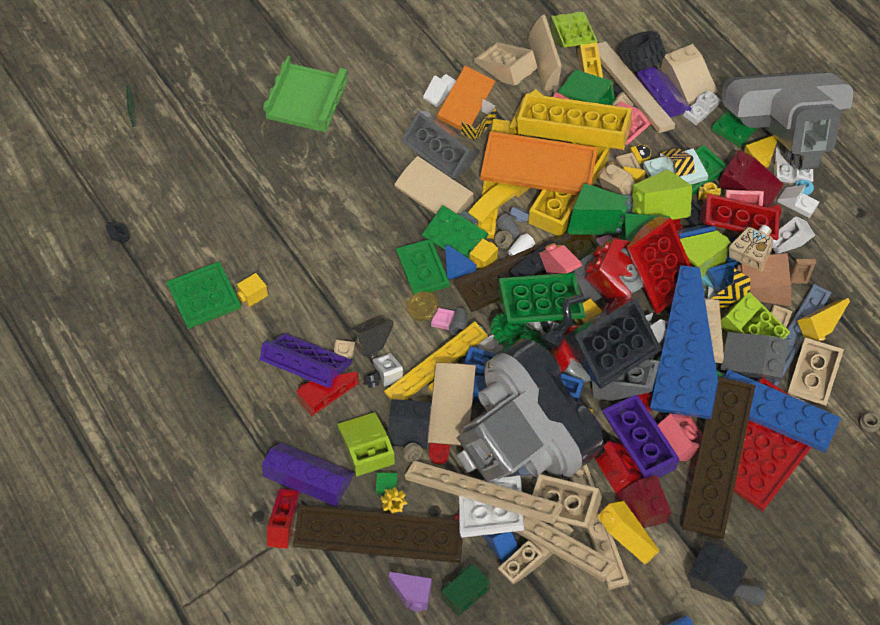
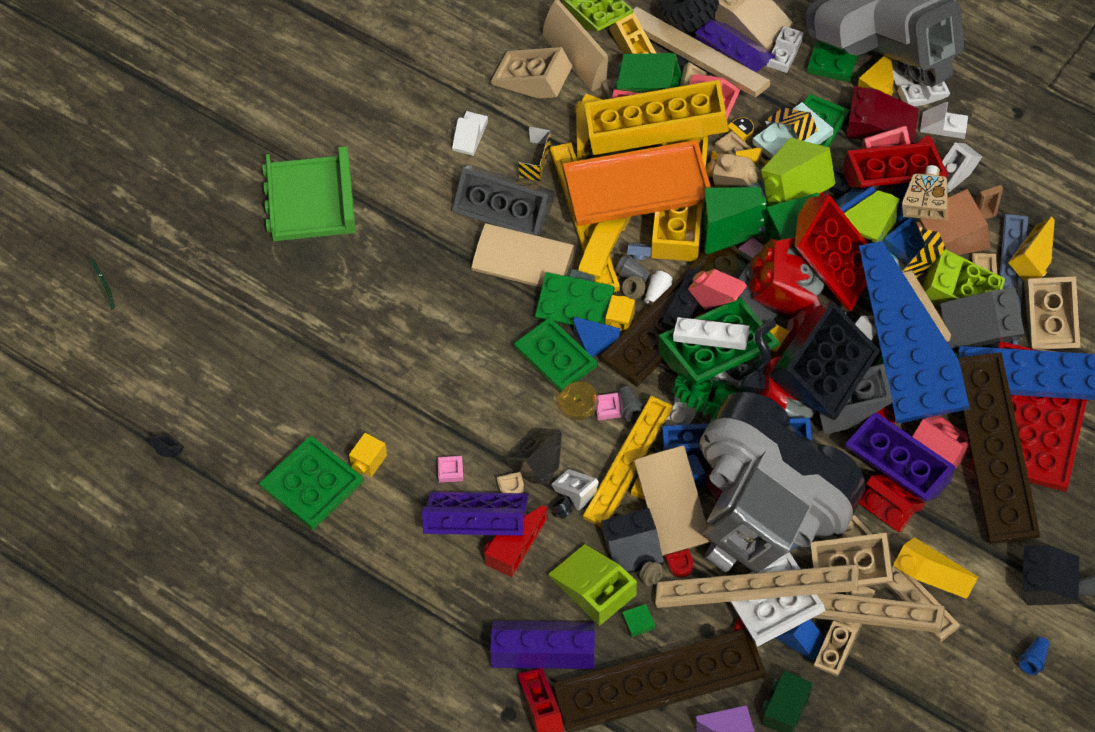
camera: 20 degrees left, 0 degrees up
(306, 322) = (450, 469): none -> bright pink tile
(391, 495) = (658, 636): yellow gear -> none
(465, 98) = (505, 133): orange tile -> none
(537, 290) = (711, 333): none -> white plate
(646, 501) = (938, 527): dark red slope -> none
(708, 188) = (841, 146): yellow gear -> none
(809, 186) = (942, 99): medium azure plate -> none

